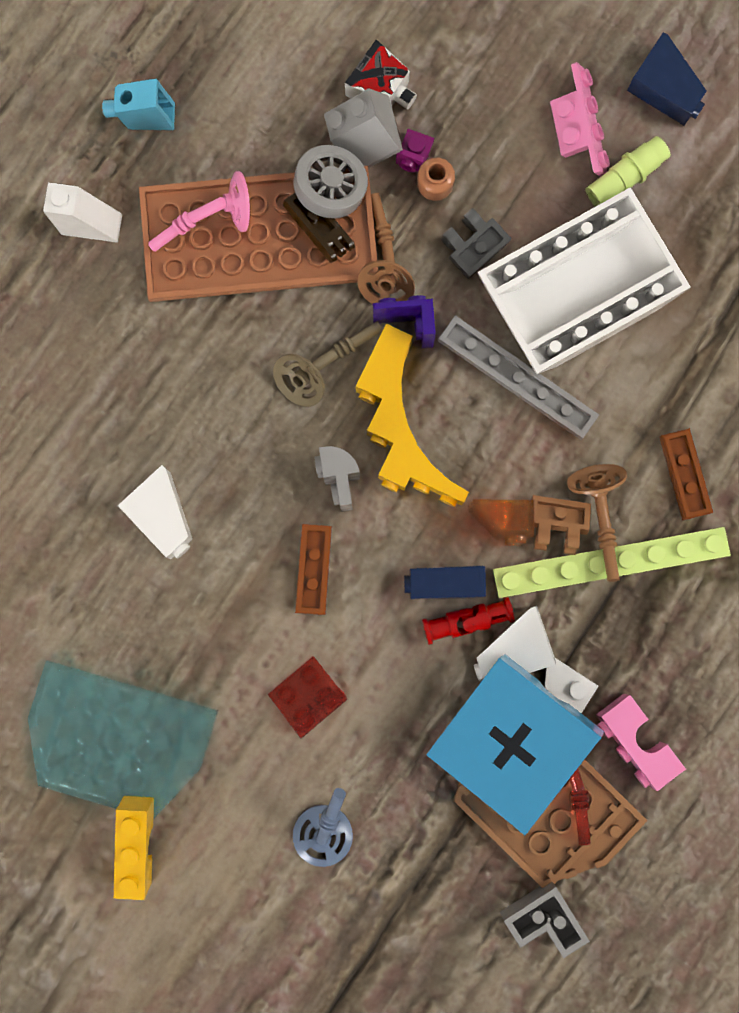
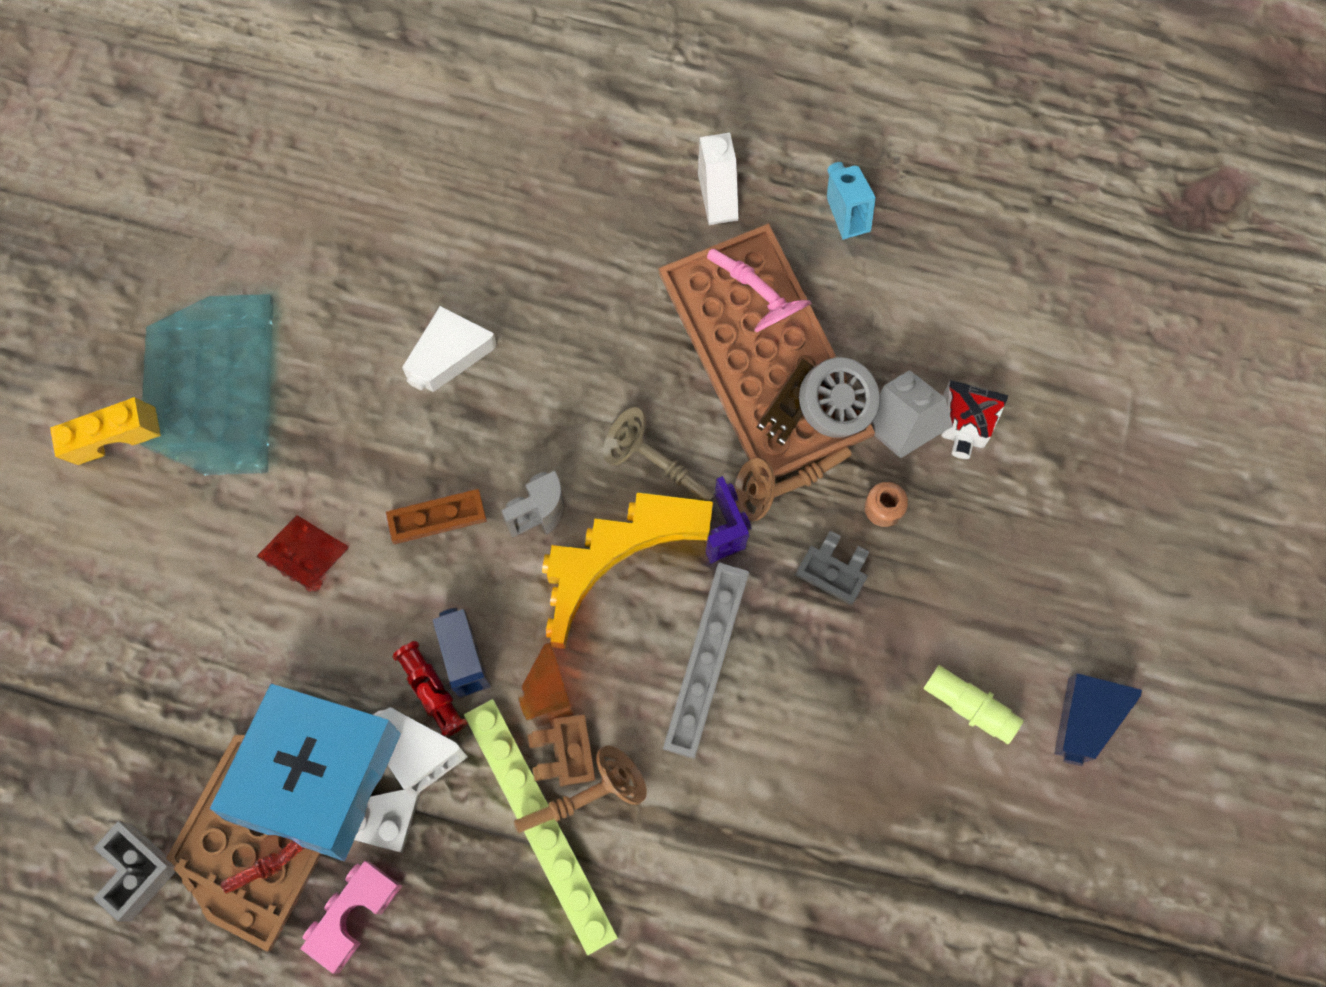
camera: 70 degrees right, 10 degrees down
(325, 828) = (168, 614): sand blue dish -> none
(415, 150) = (911, 475): magenta bracket -> none
(577, 122) = (1009, 635): bright pink bracket -> none
(584, 281) = (829, 691): white slope -> none
(686, 474) = (663, 878): dark orange tile -> none

